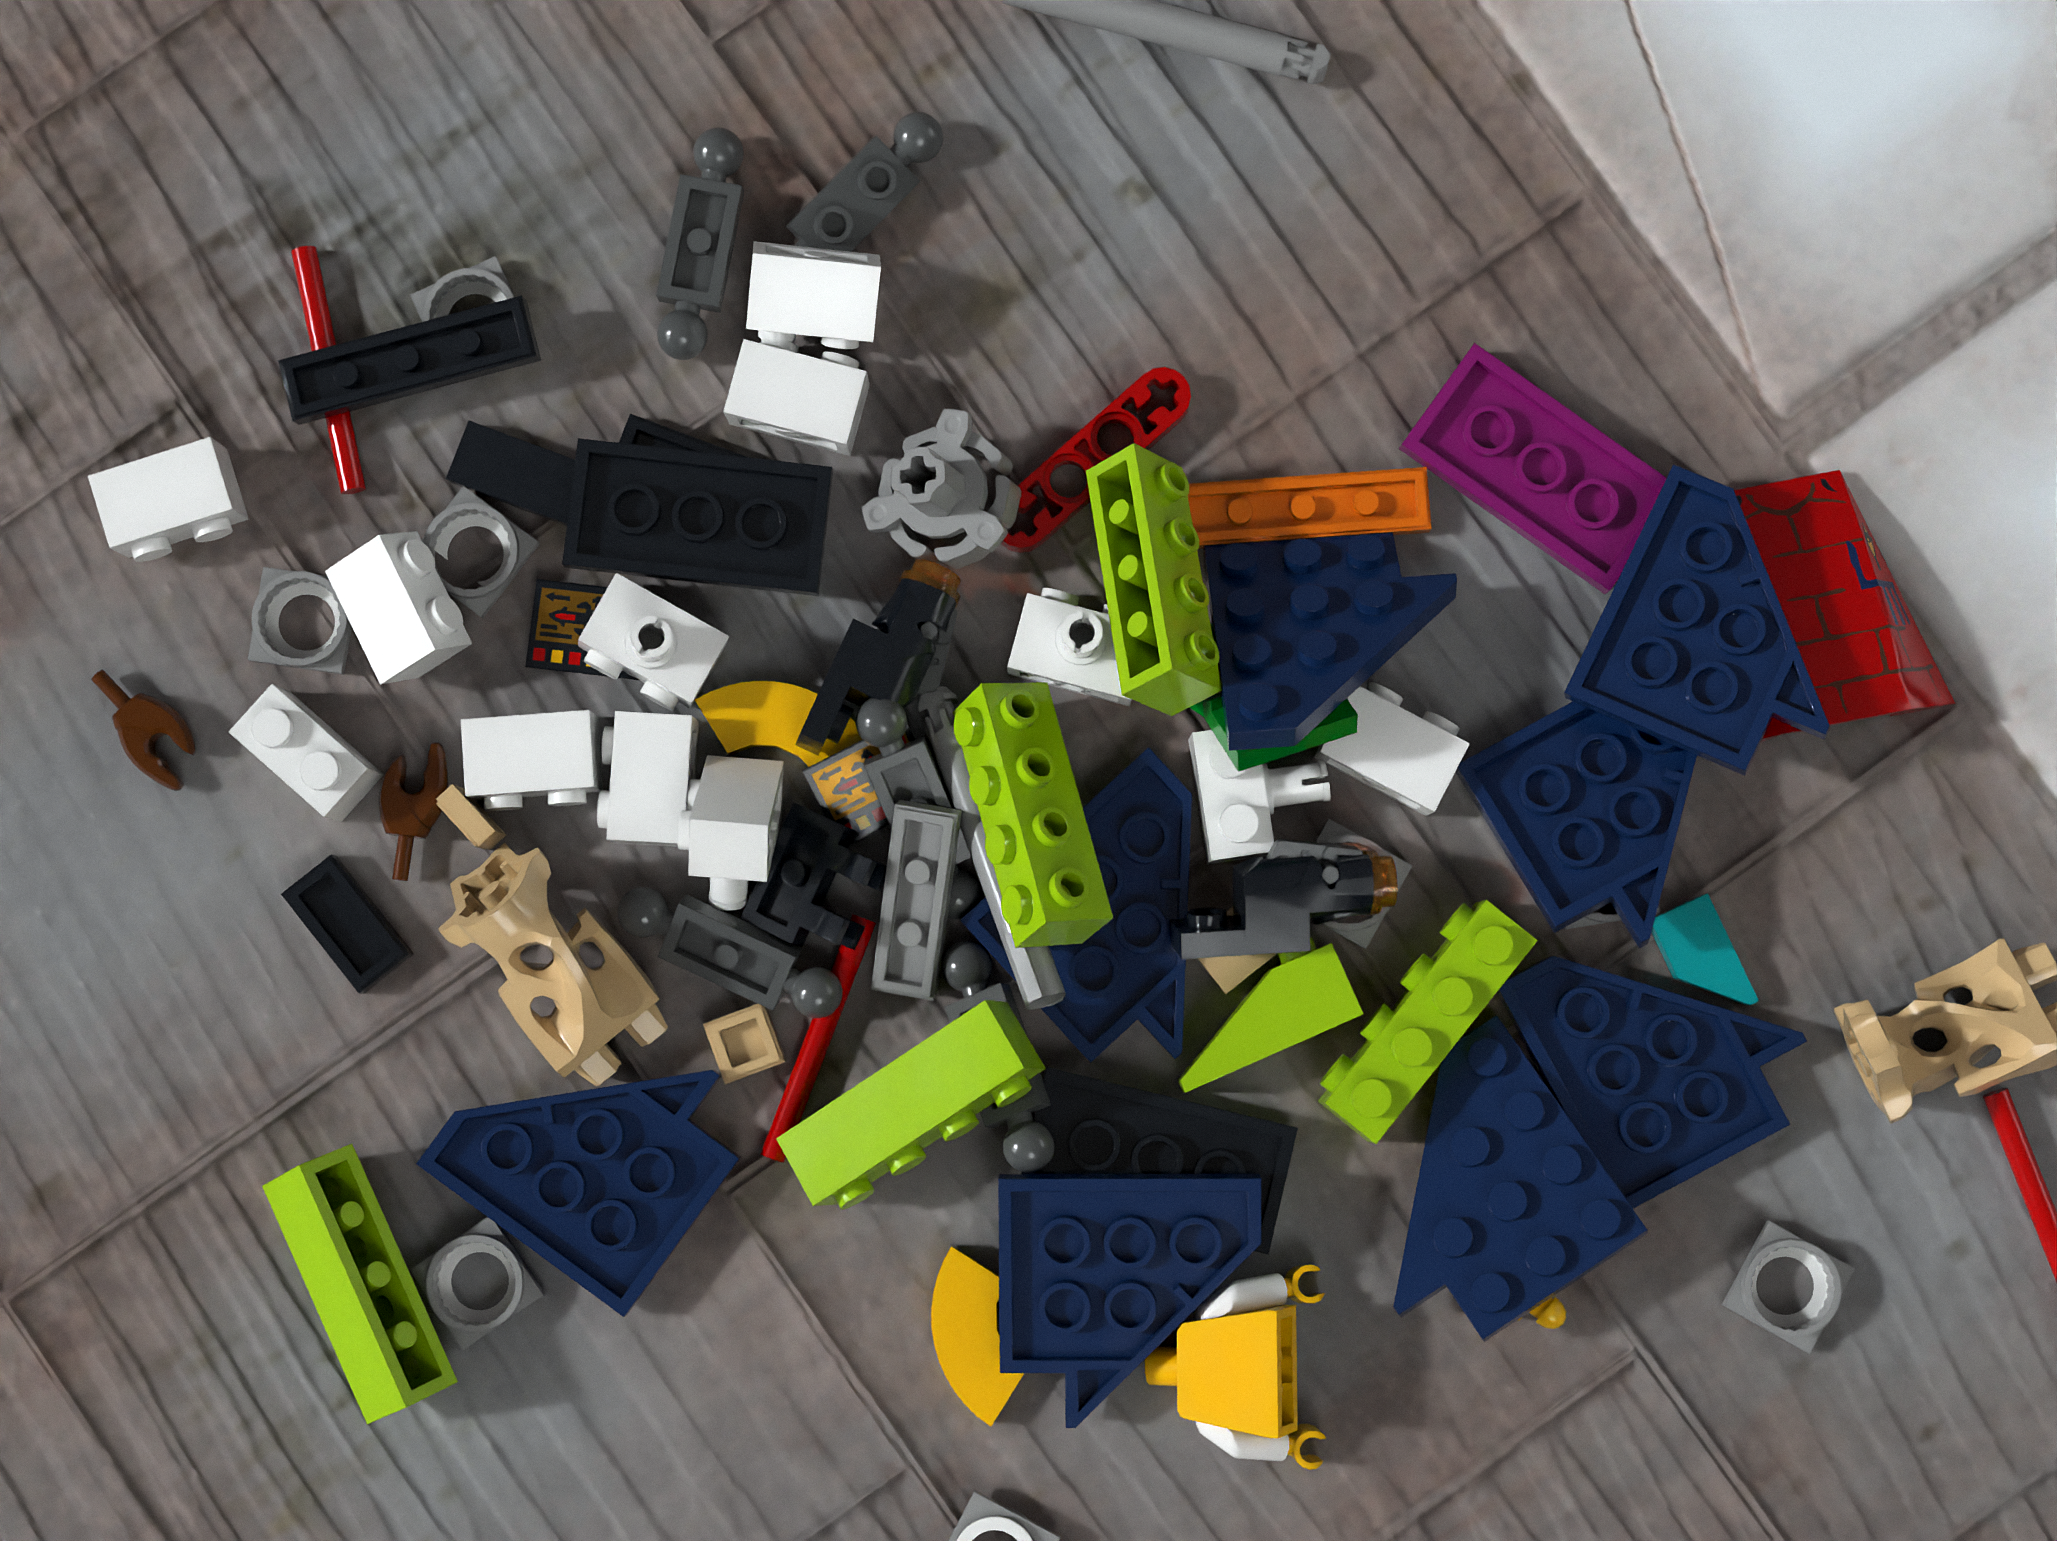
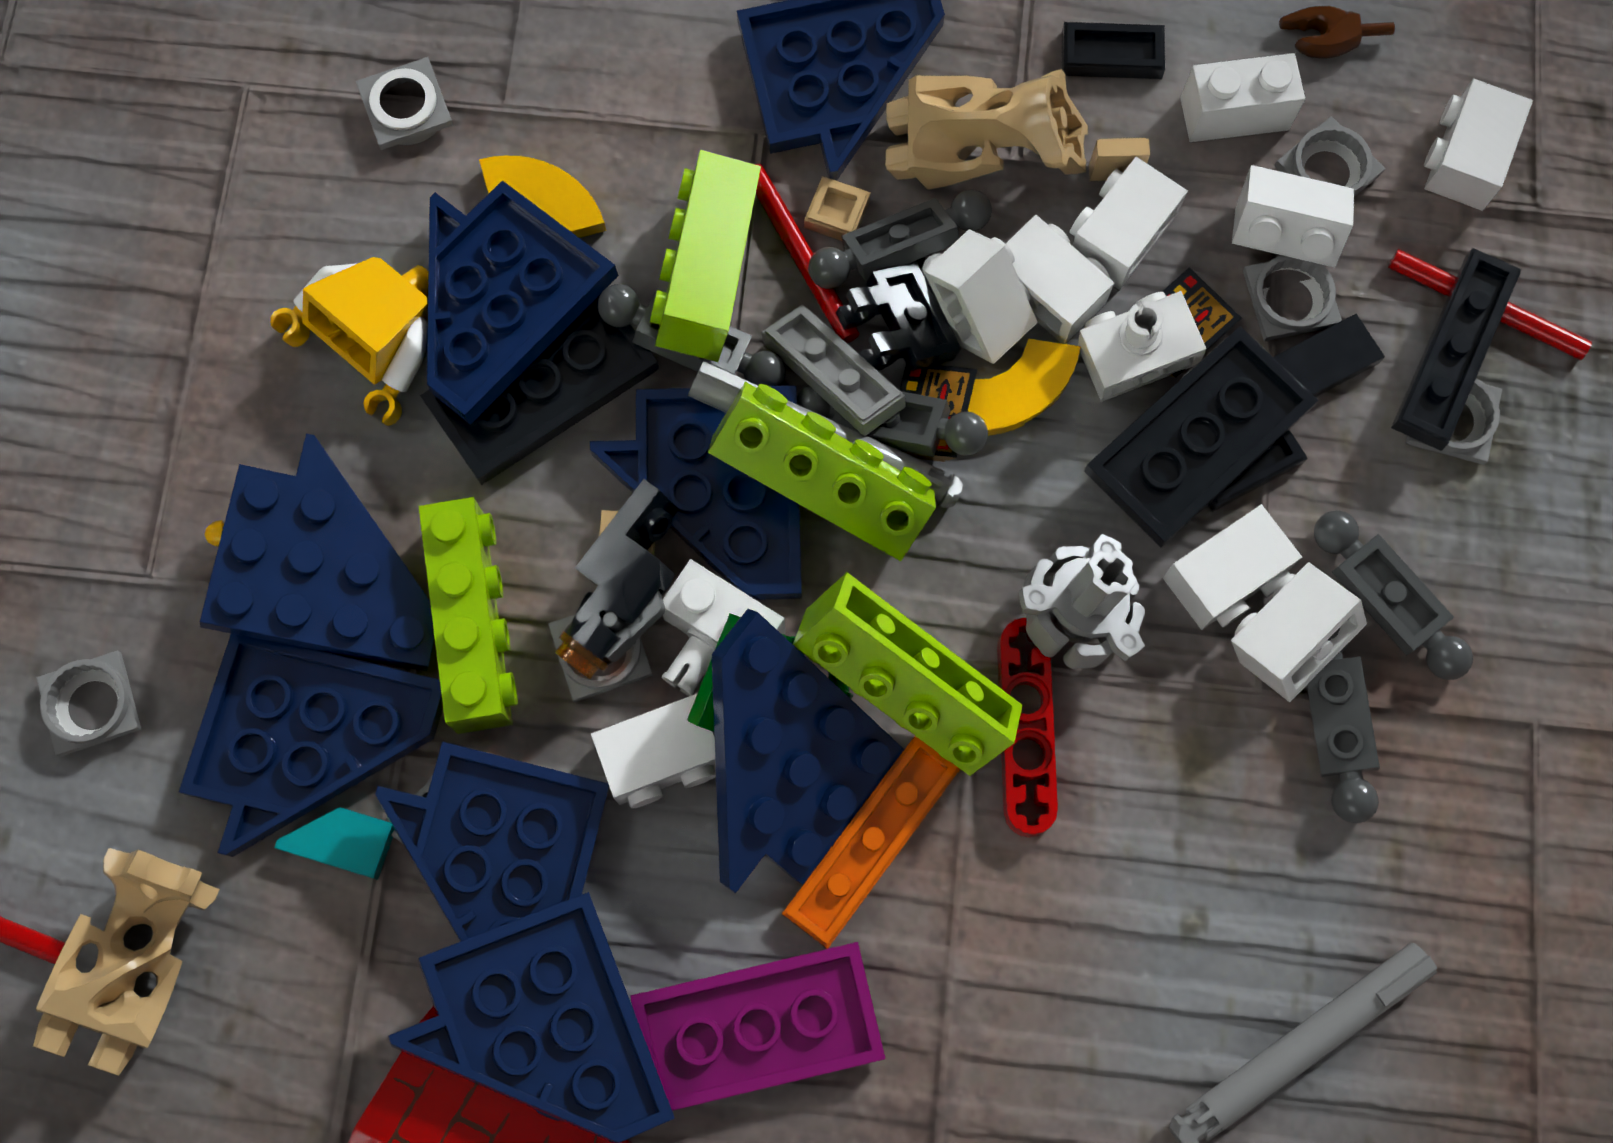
camera: 130 degrees right, 10 degrees down
(411, 814) = (1161, 131): reddish brown hand -> none
(892, 661) = (1000, 475): black plate -> none
(1066, 646) = (925, 590): white brick -> none
(1283, 1009) = (555, 528): lime slope -> none

